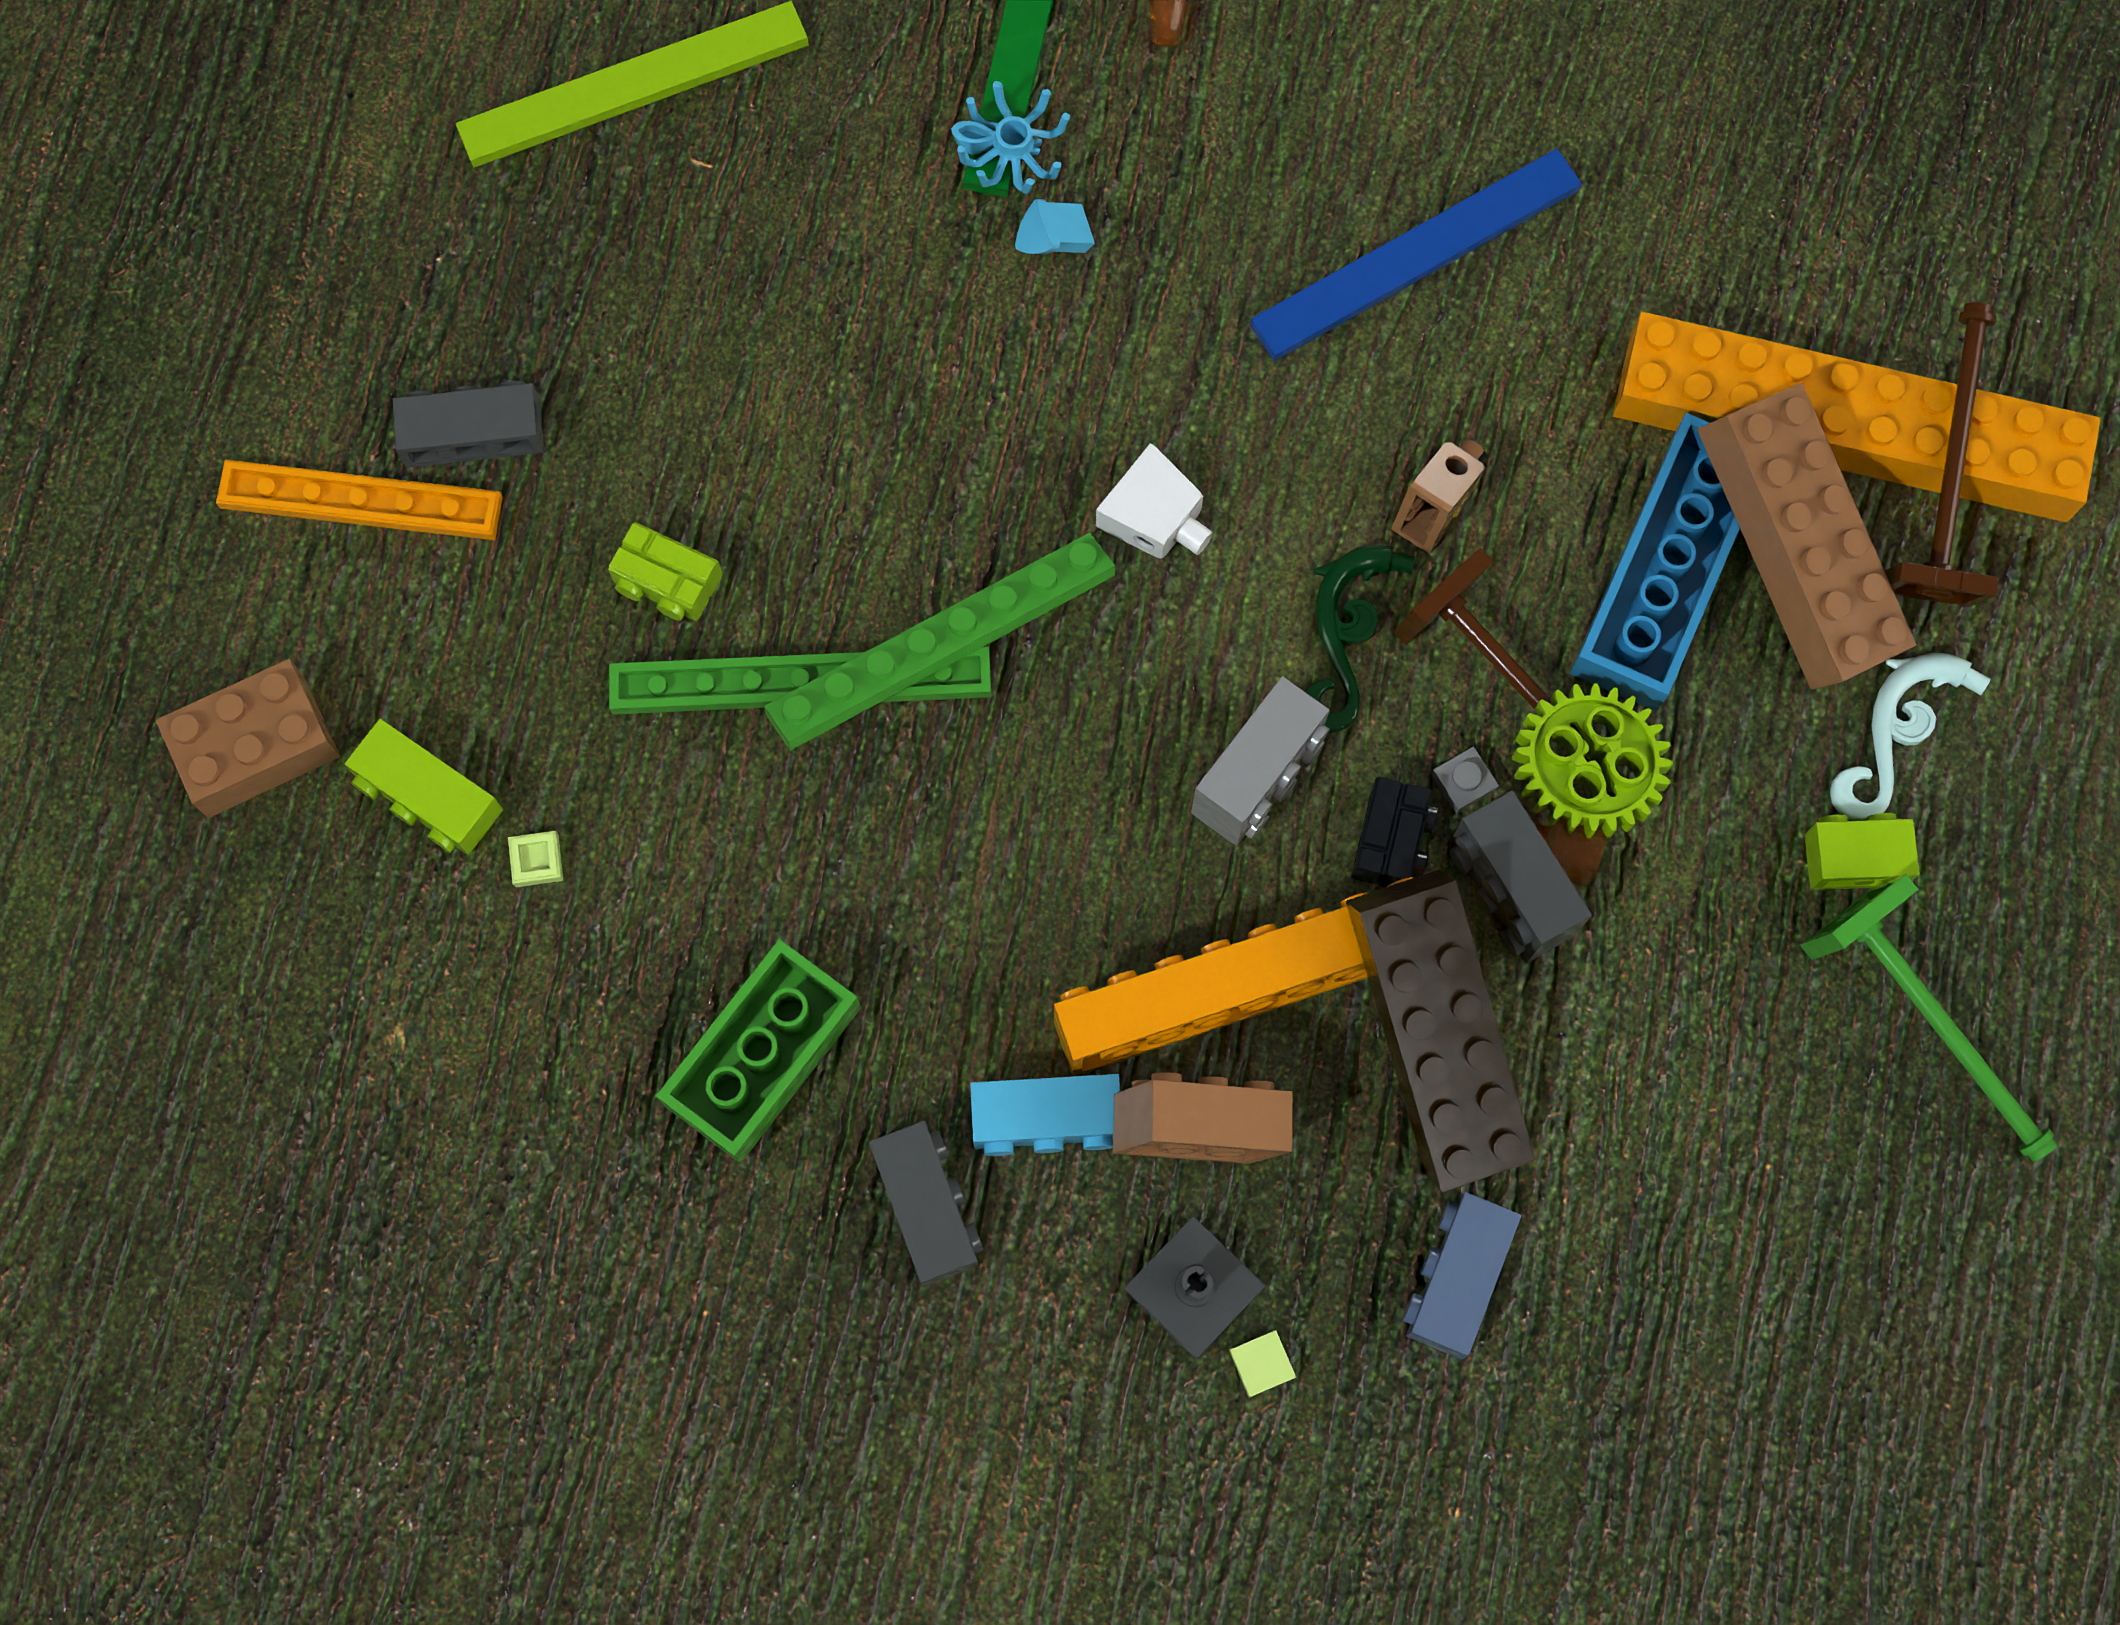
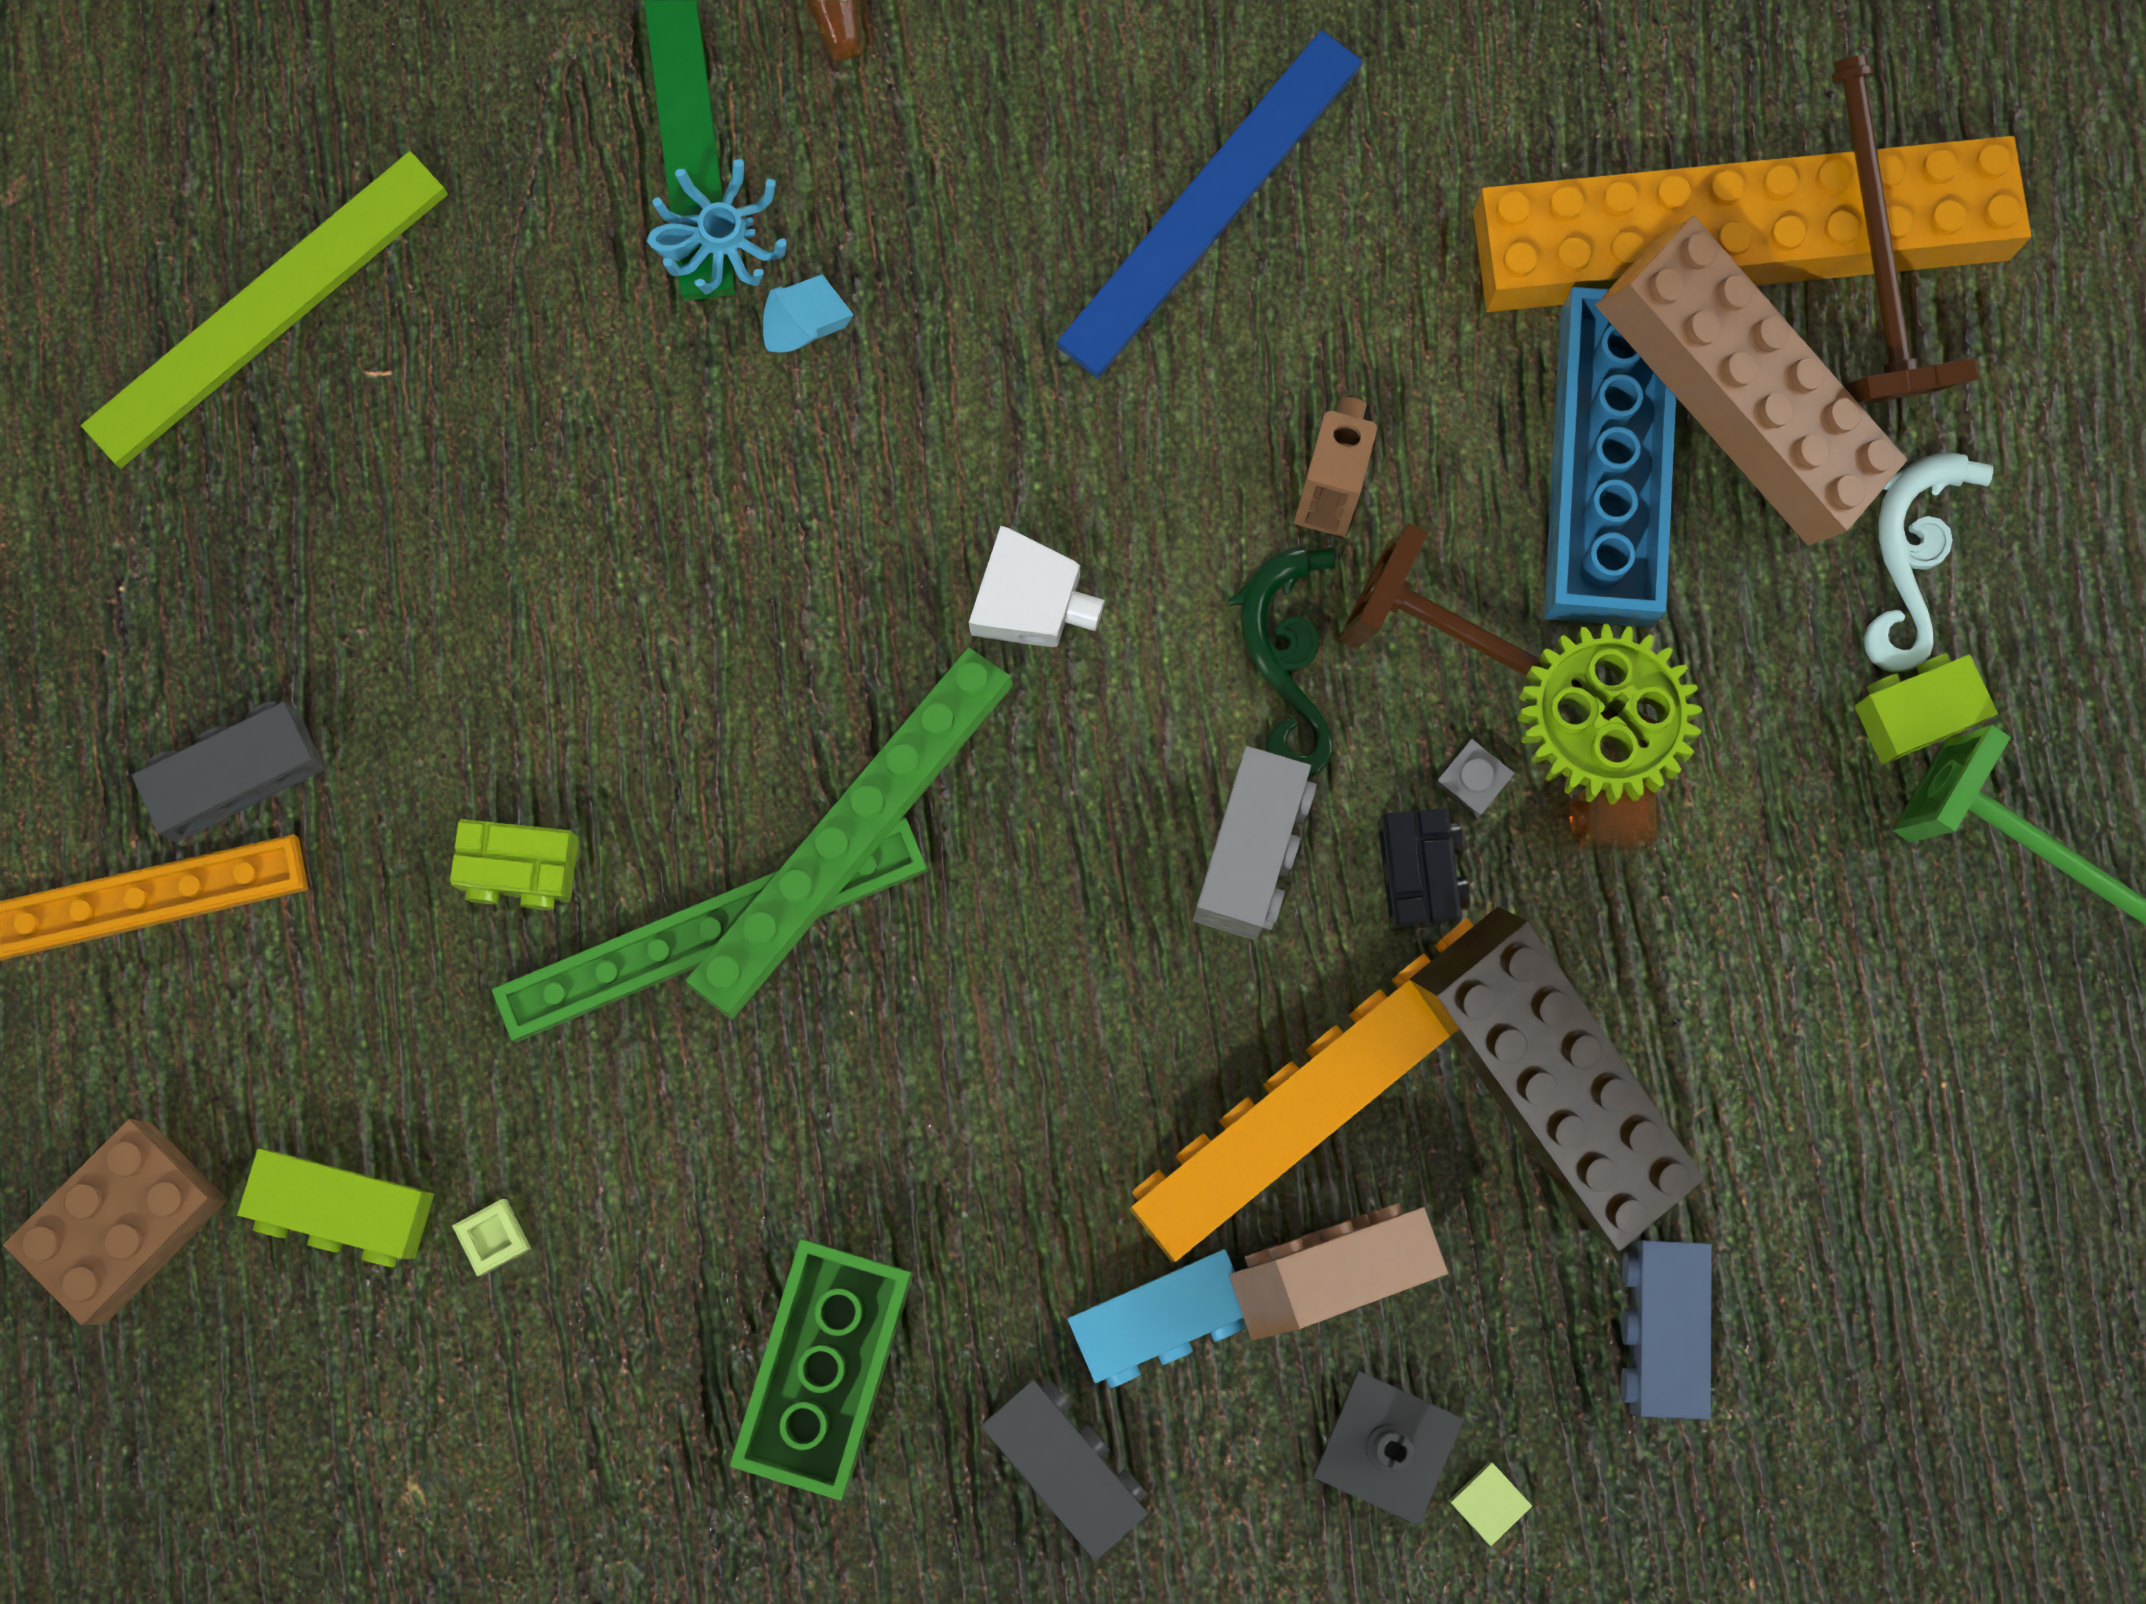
camera: 20 degrees left, 5 degrees up
(1518, 878) = (1576, 874): dark grey brick -> none

